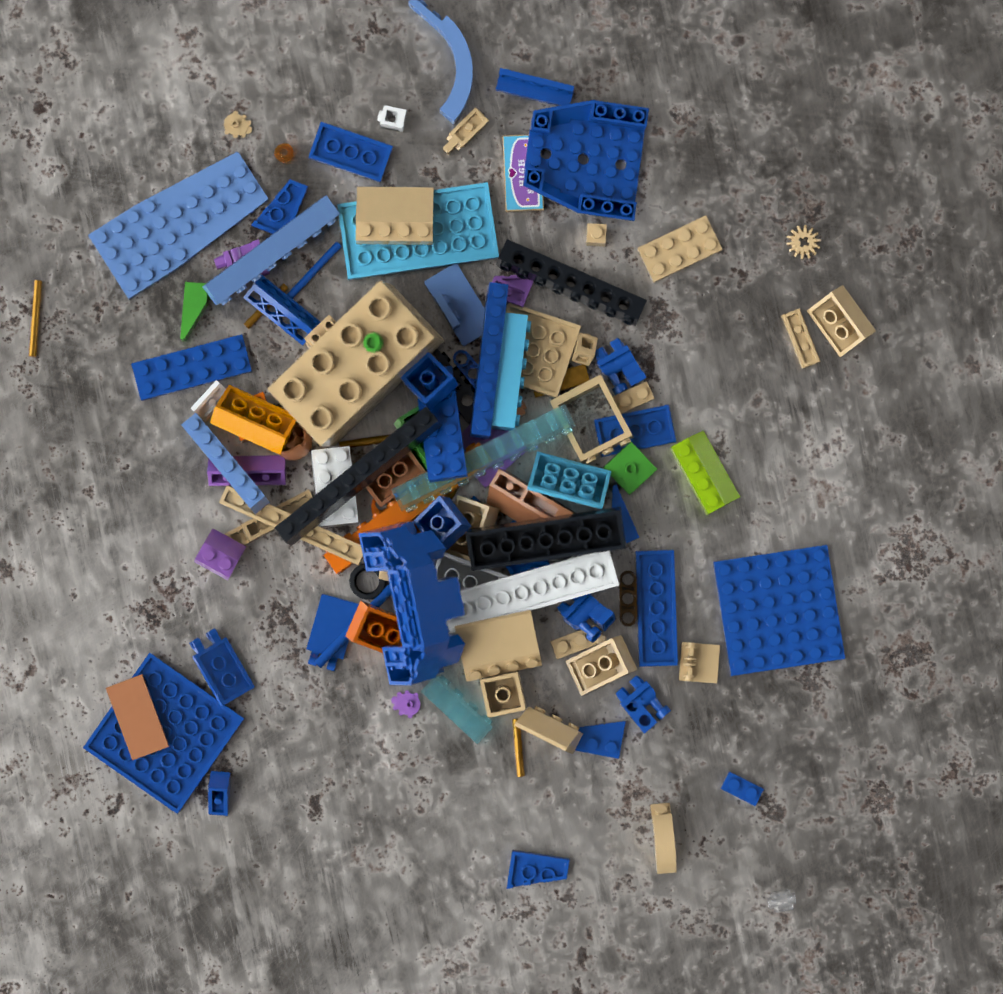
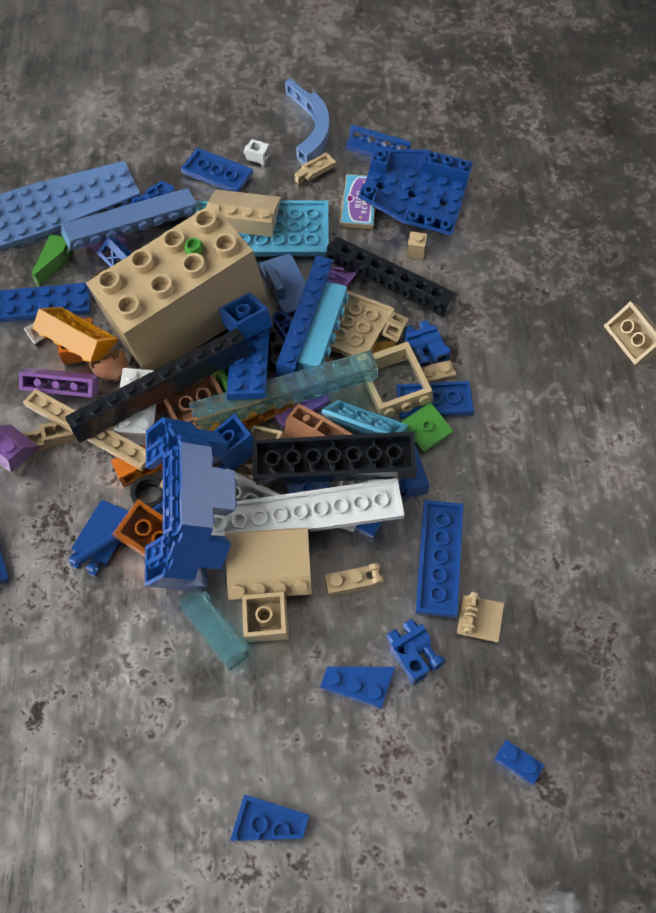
camera: 10 degrees right, 25 degrees down
(225, 463) = (40, 370): medium blue arch -> none
(237, 125) = (129, 146): tan piece -> none
(286, 158) = (162, 167): clear orange plate -> none
(406, 703) = (161, 617): medium lavender piece -> none
(518, 750) = (272, 681): pearl gold bar -> none
(549, 729) = (309, 661): tan slope -> none
(582, 610) = (366, 544): blue hips -> none
(601, 665) = (375, 604): tan slope -> none
(631, 589) = (414, 535): dark brown beam -> none
(663, 838) = (424, 807): tan arch -> none
(679, 249) = (489, 267): tan plate -> none
(704, 472) = (498, 441): lime slope -> none
(779, 610) = (569, 580): blue plate -> none
(796, 243) = (604, 280): tan gear -> none
(800, 338) = (597, 346): tan tile -> none

